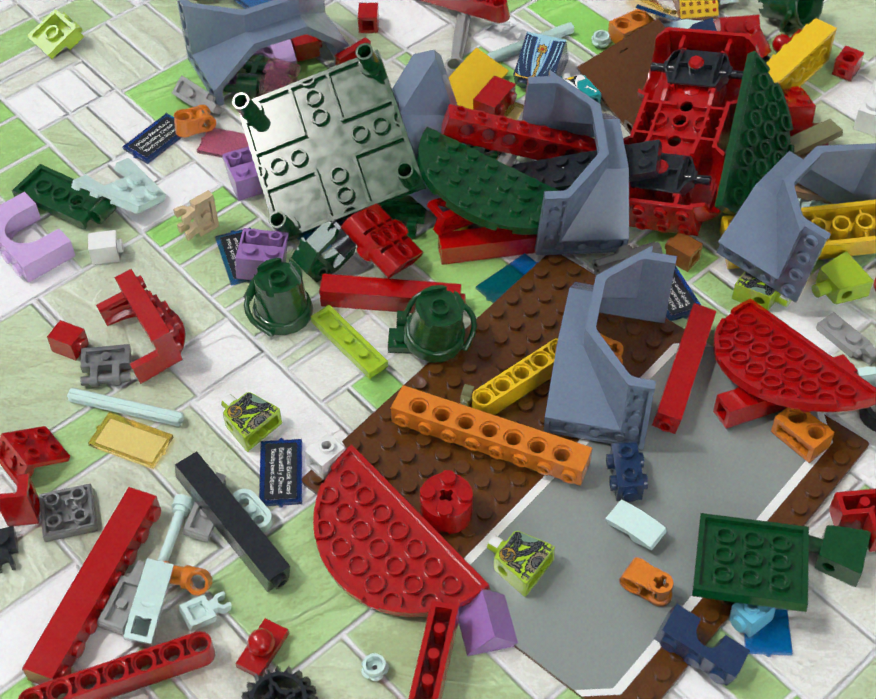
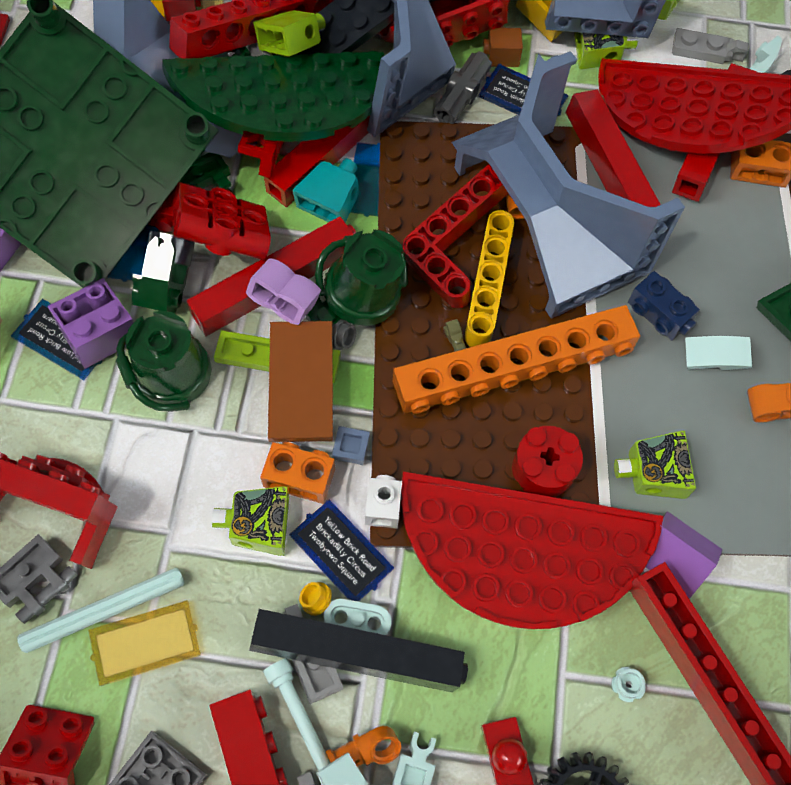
camera: 45 degrees left, 15 degrees up
(239, 481) = (315, 598): none -> yellow plate
(294, 406) = (296, 477): none -> orange brick
(342, 417) = (350, 445): none -> sand blue plate
(344, 359) = (300, 382): none -> dark orange tile
(379, 300) = (283, 291): none -> lavender brick
(398, 353) = (343, 335): none -> dark grey plate
(473, 268) = (328, 190): none -> teal torso
(514, 330) = (455, 226): none -> red beam
(519, 153) = (289, 32): none -> lime torso

